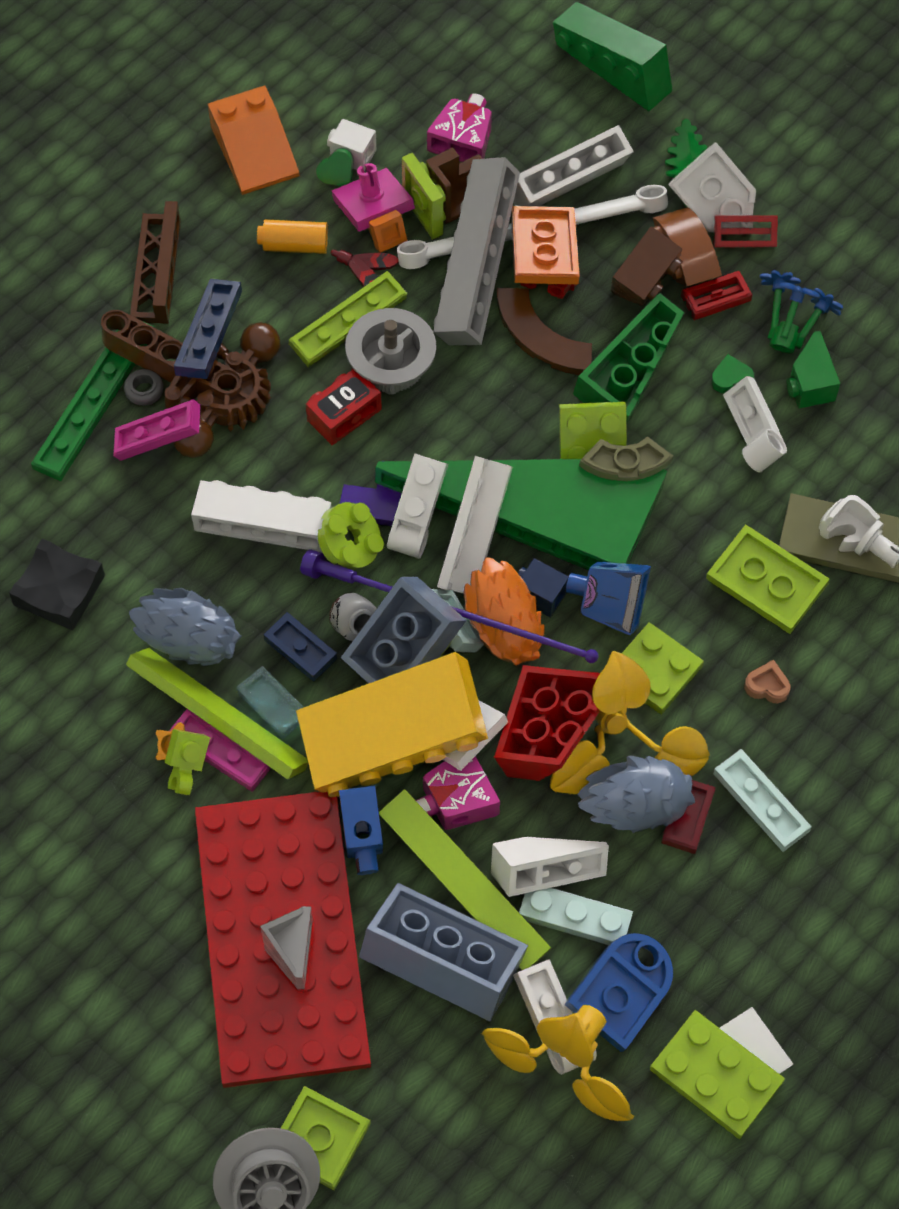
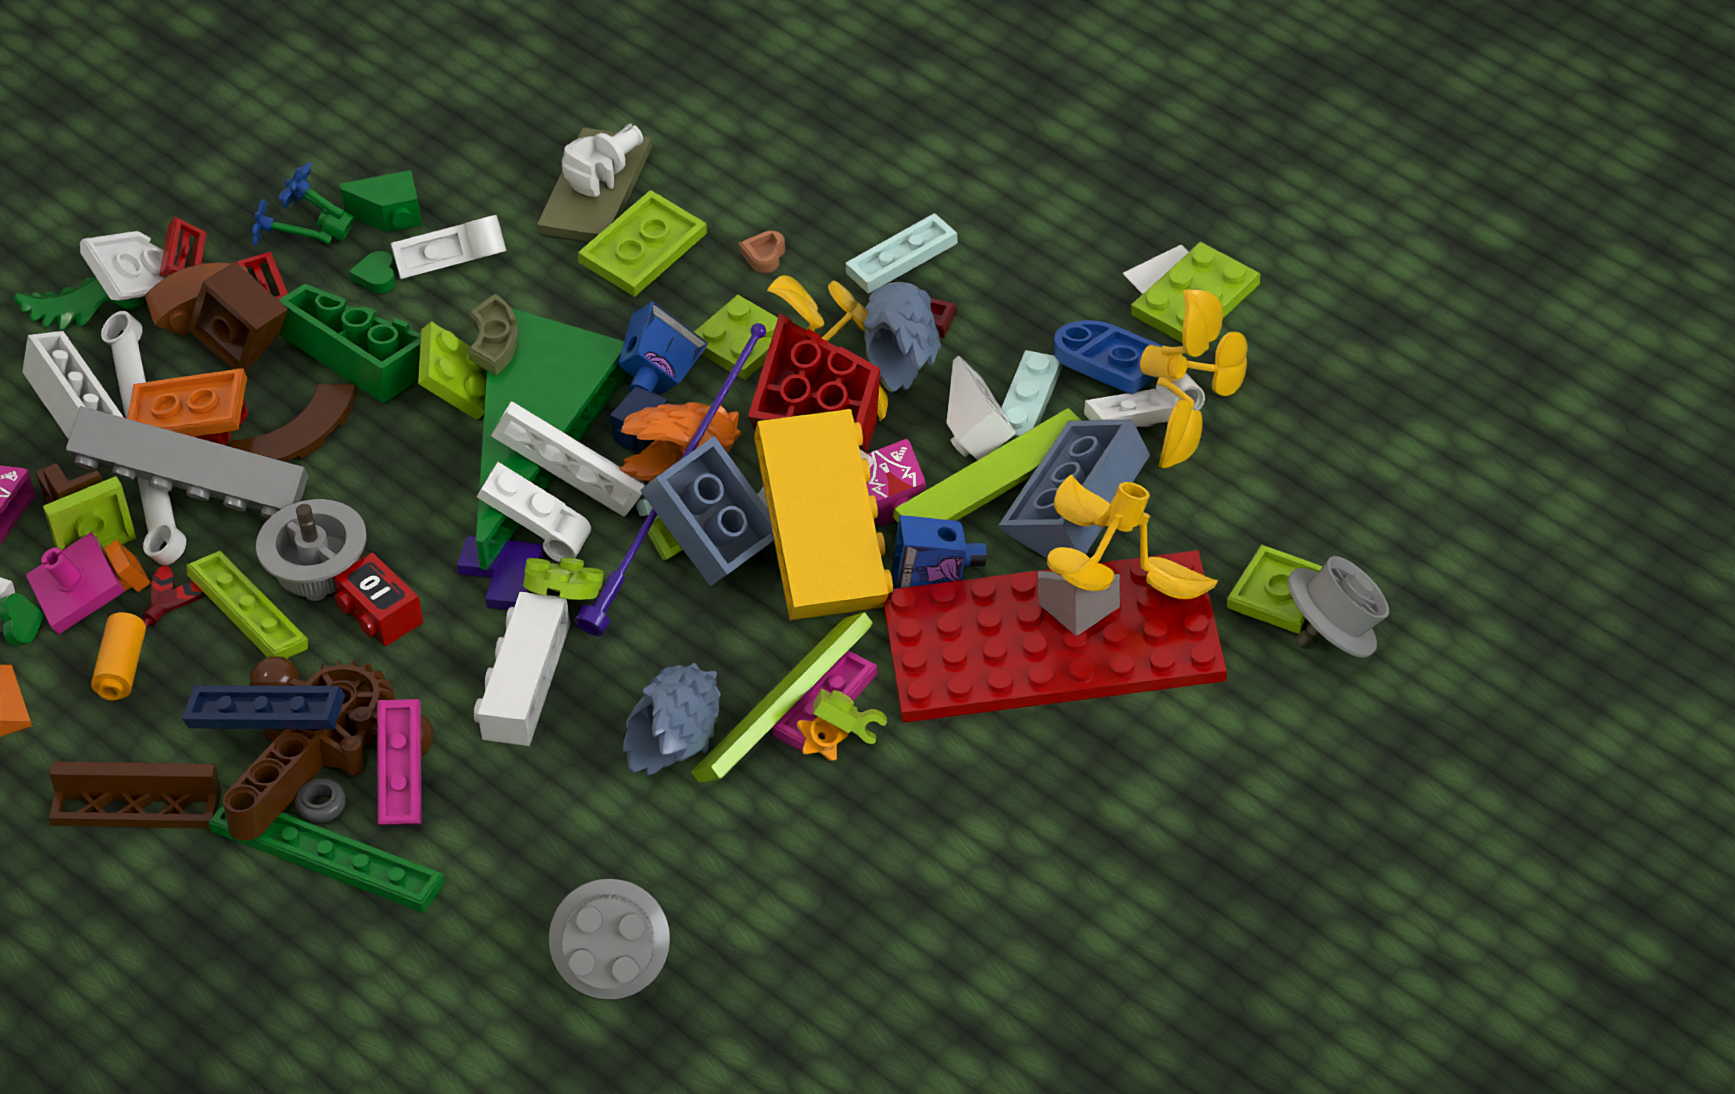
camera: 85 degrees left, 15 degrees down
(57, 585) = (603, 849): black brick -> none
(271, 701) = (770, 650): clear light blue plate -> none
(300, 646) = (700, 628): dark blue plate -> none
(350, 614) = (670, 574): light grey head -> none
(381, 951) = (1123, 513): none -> yellow plant

